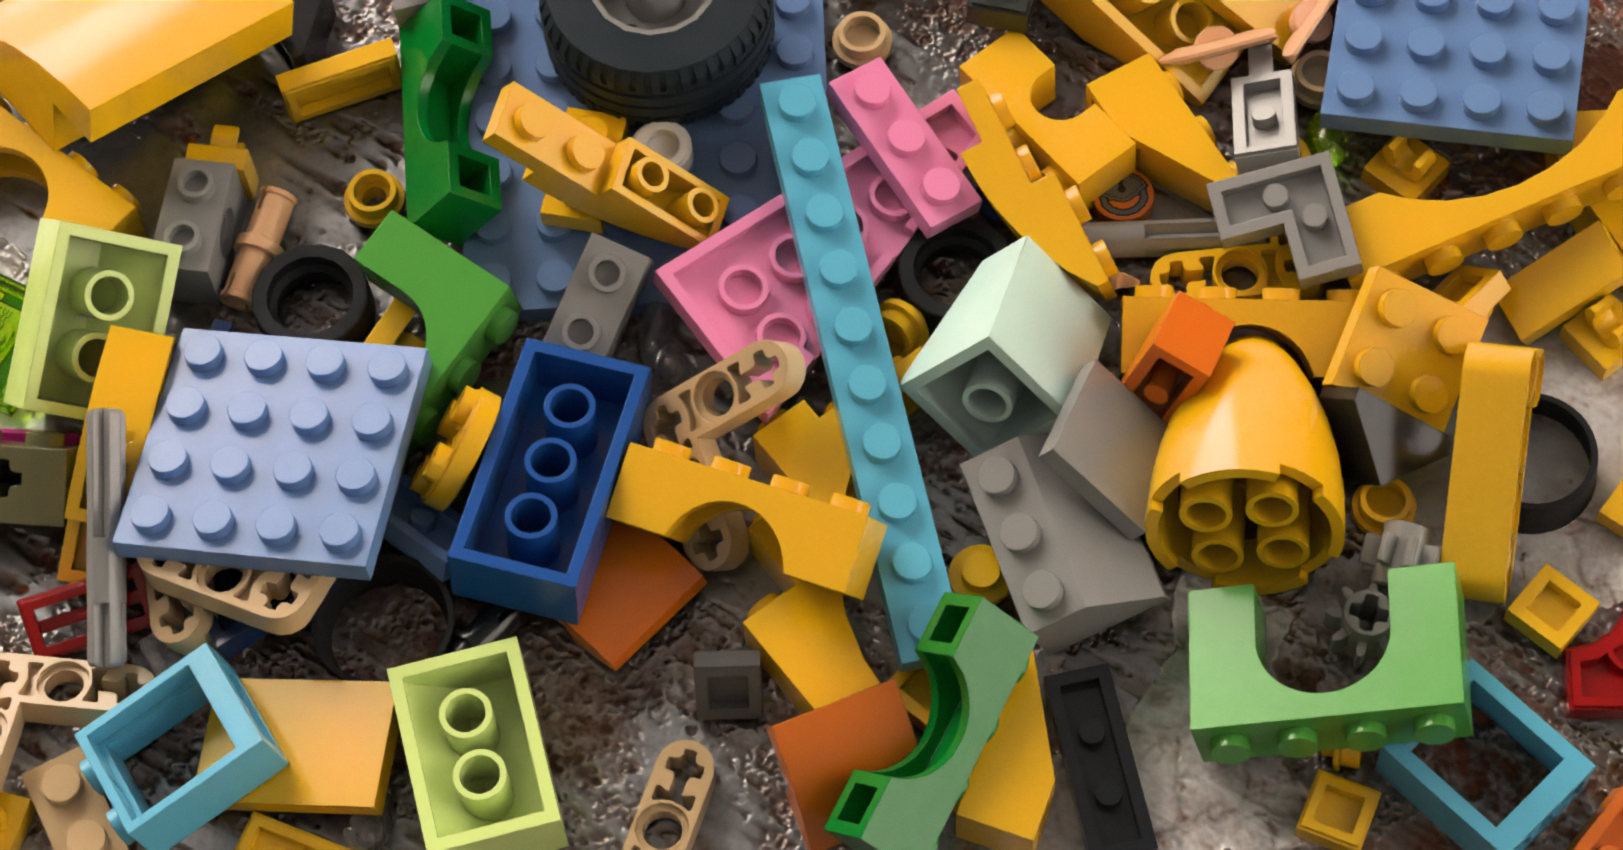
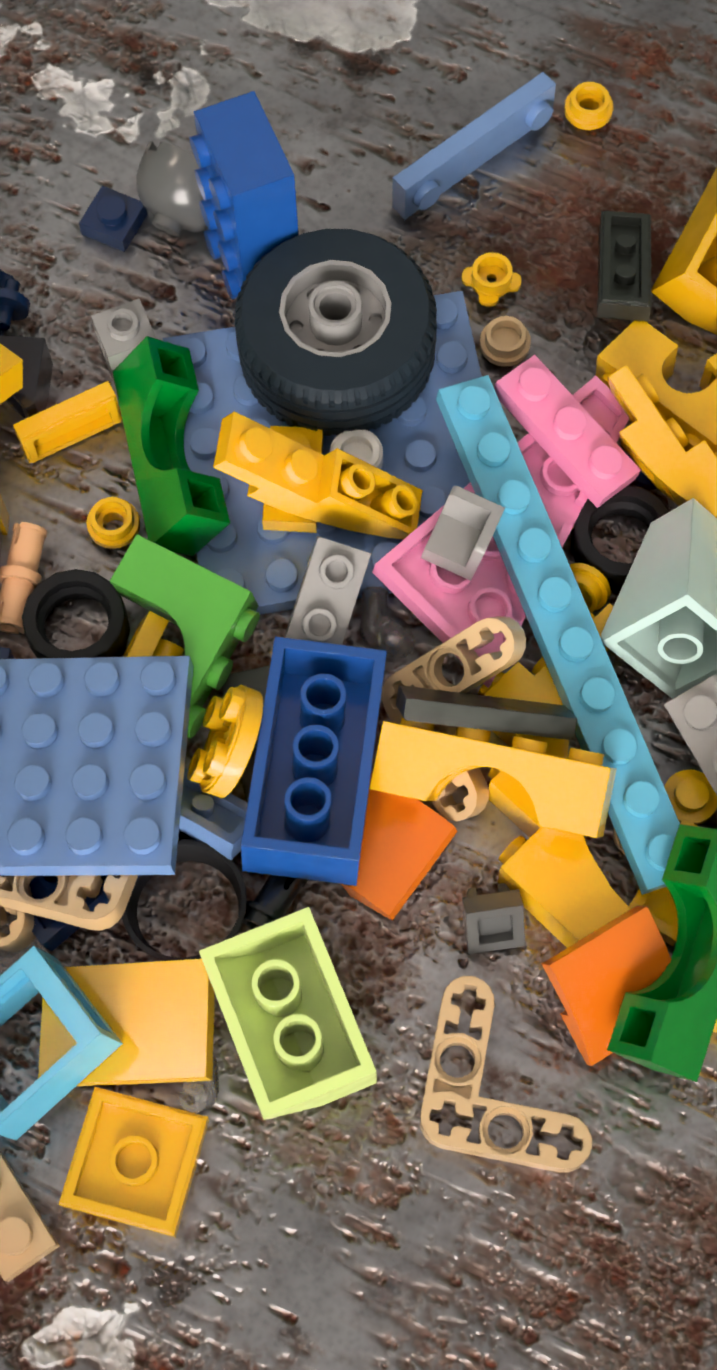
camera: 10 degrees left, 5 degrees up
(748, 446) = (485, 712): none -> pearl dark grey tile
(758, 246) = (462, 532): none -> light grey panel

